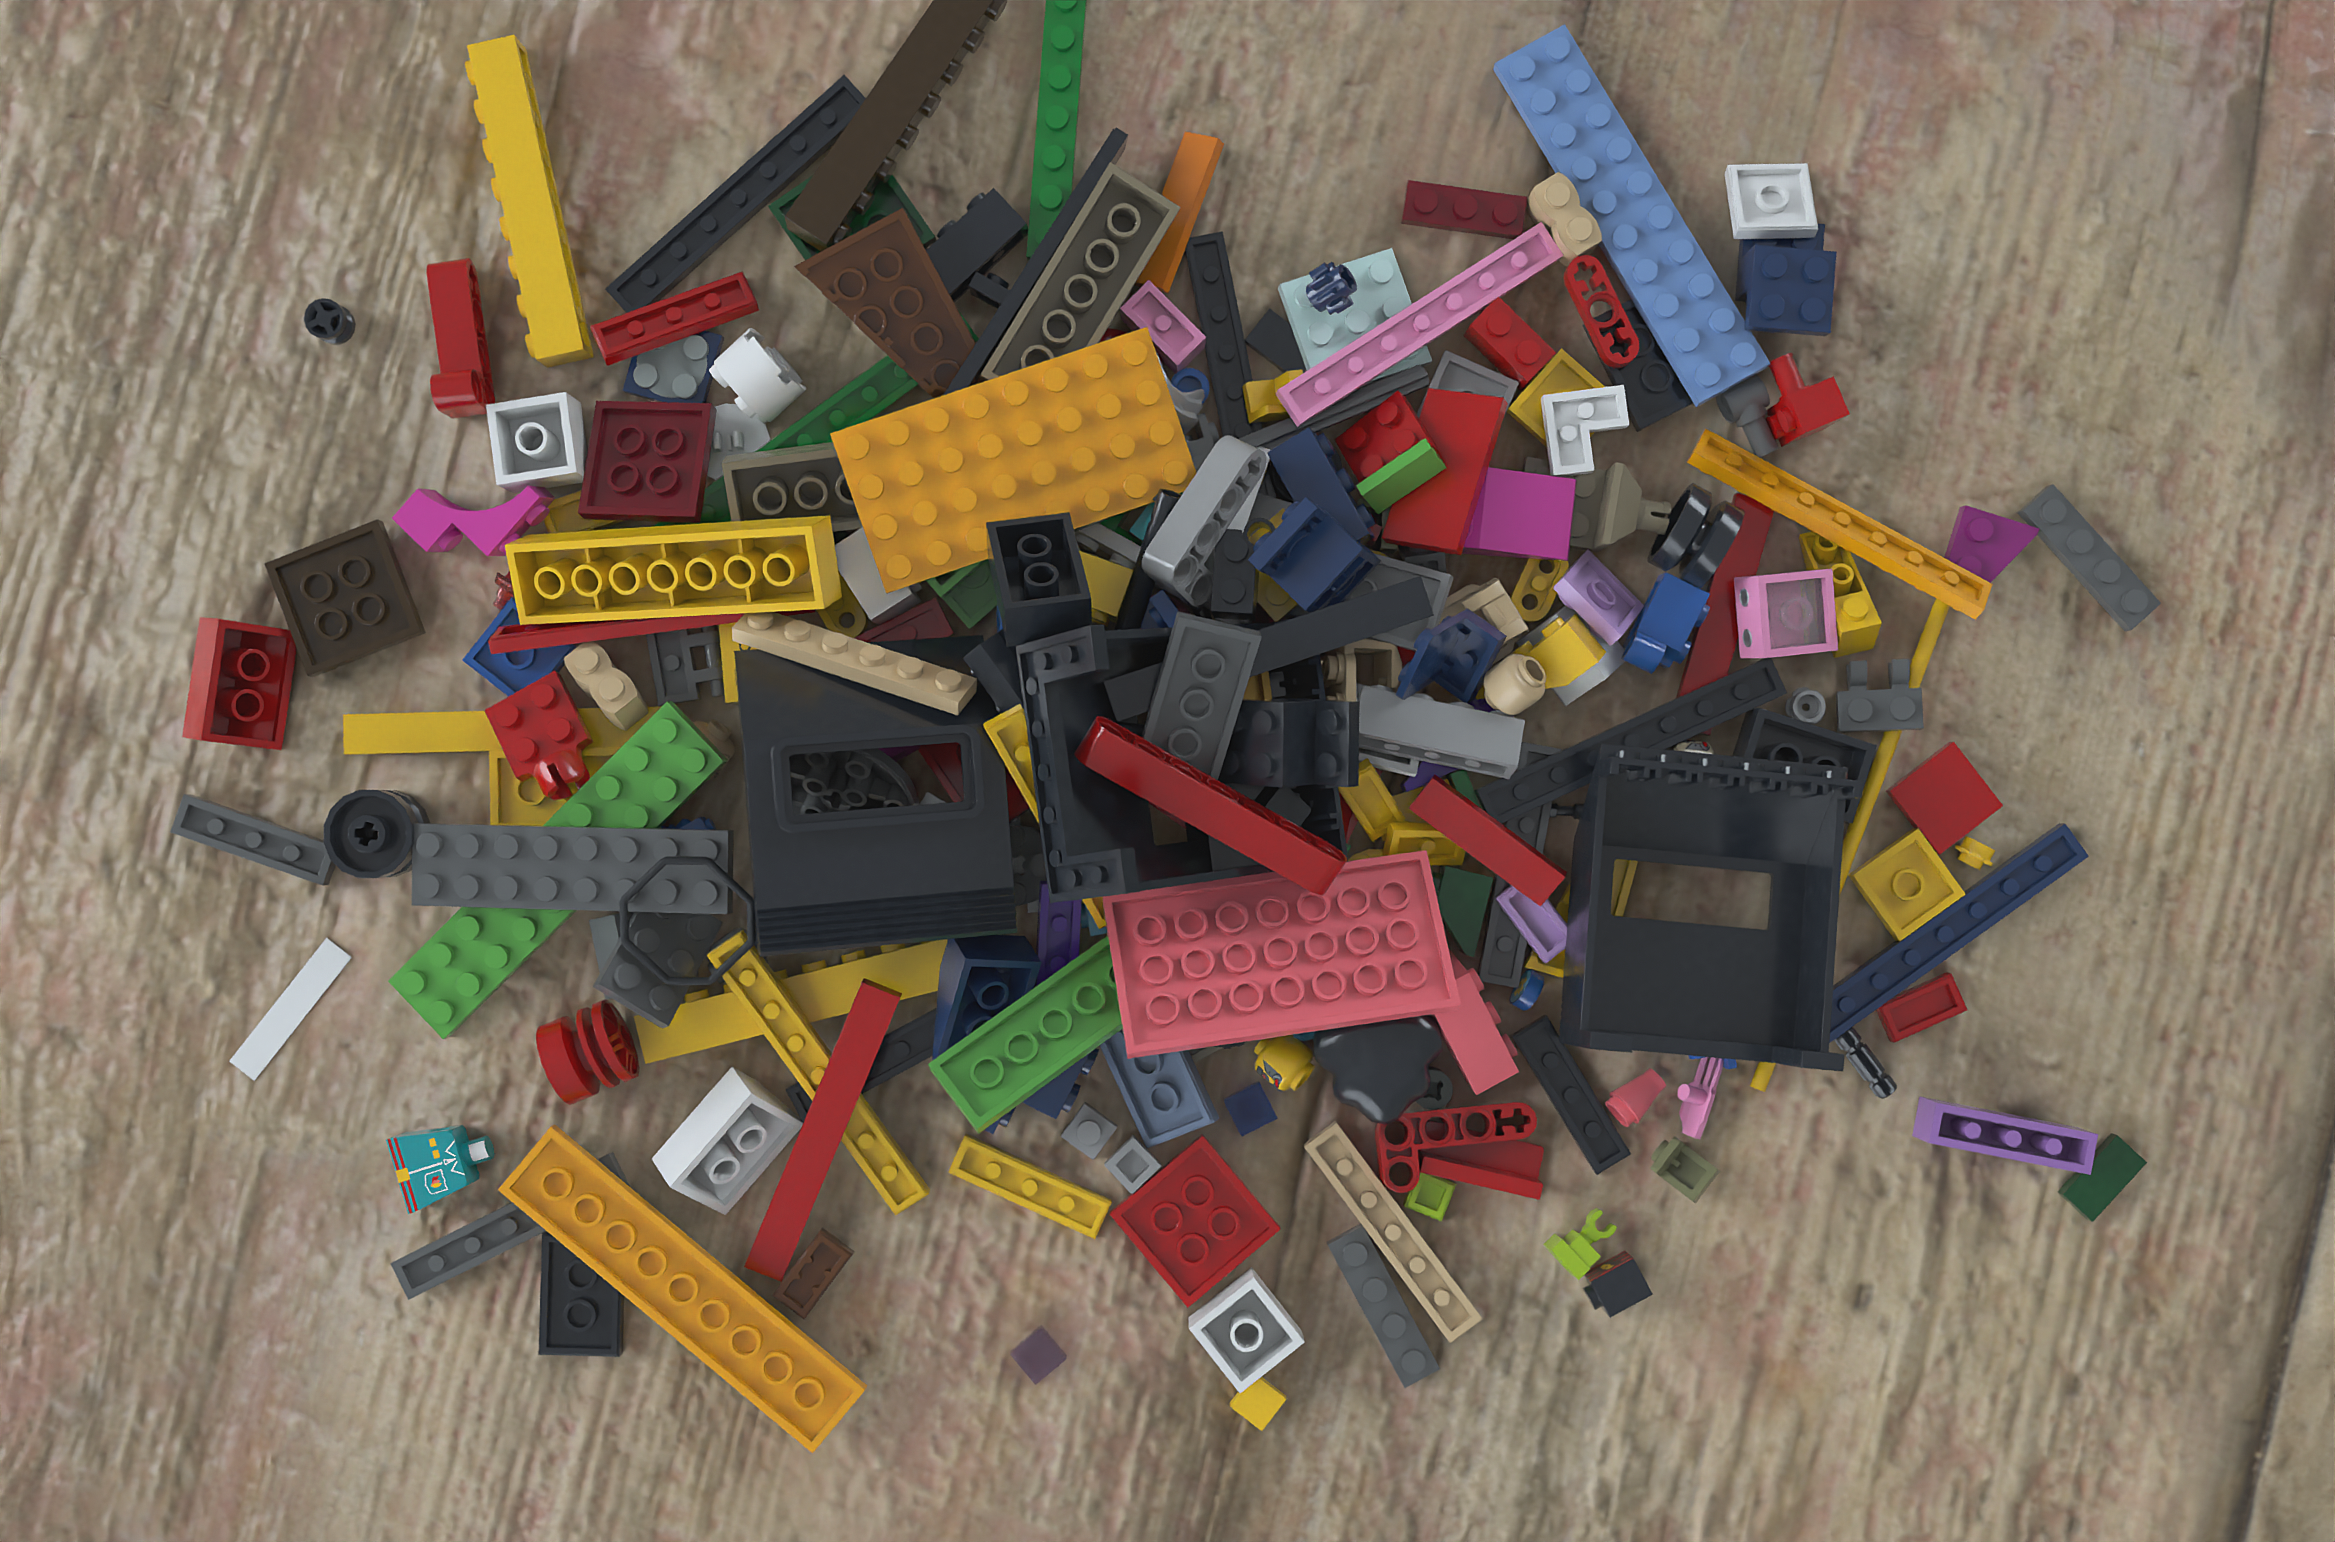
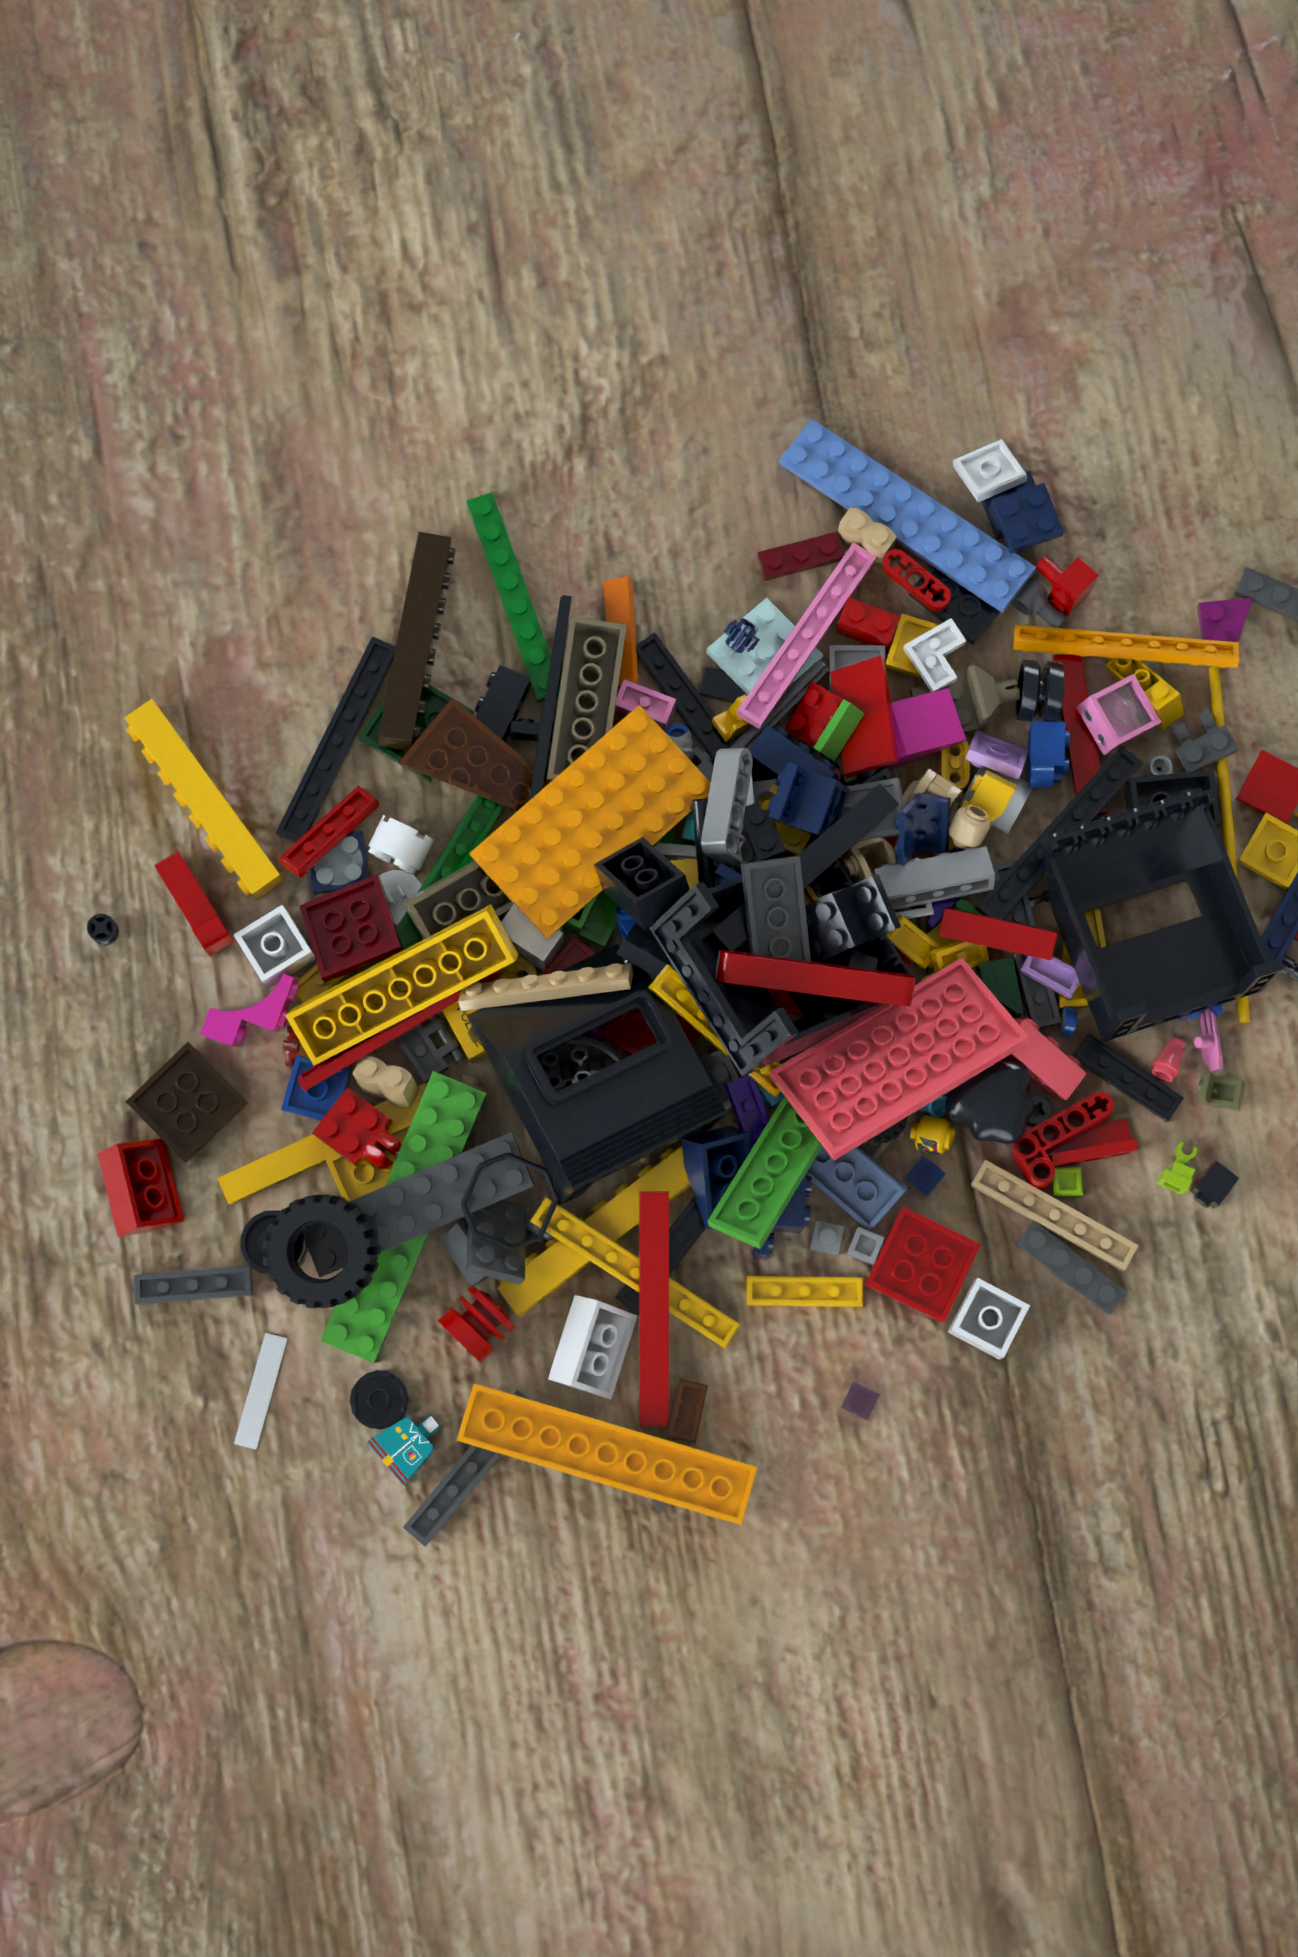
camera: 25 degrees left, 10 degrees down
(364, 891) = (282, 1251): none -> black tyre
(432, 1087) = (379, 1400): none -> black tile
(577, 1306) = (538, 1500): black tile -> none
(1258, 1403) = (1018, 1367): yellow tile -> none

